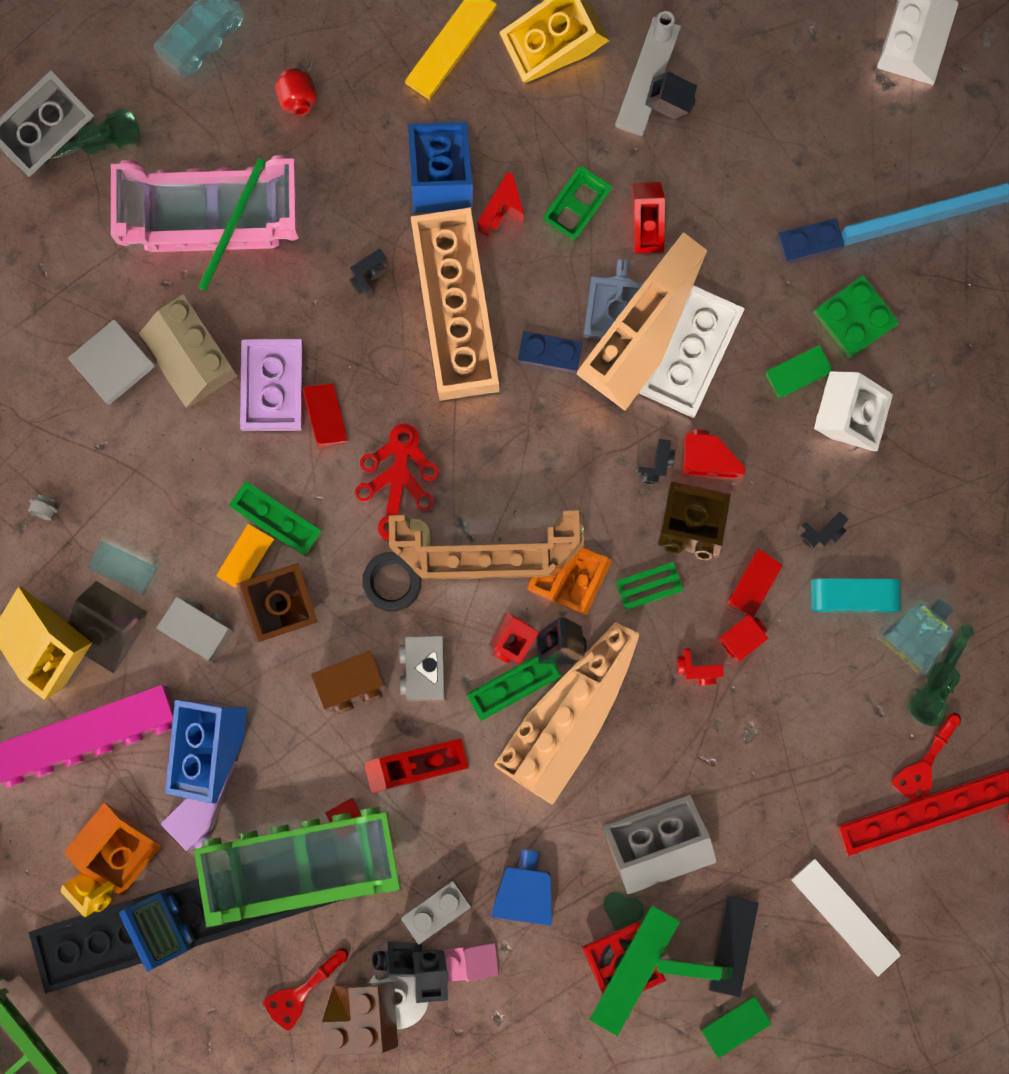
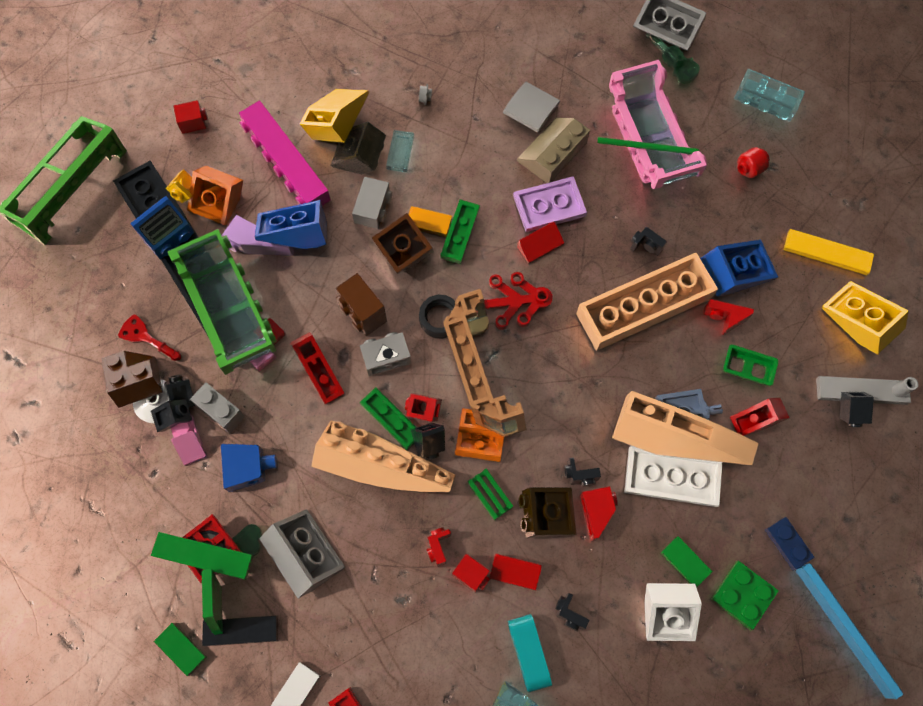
camera: 70 degrees right, 10 degrees down
(549, 352) = (636, 374): dark blue plate -> none

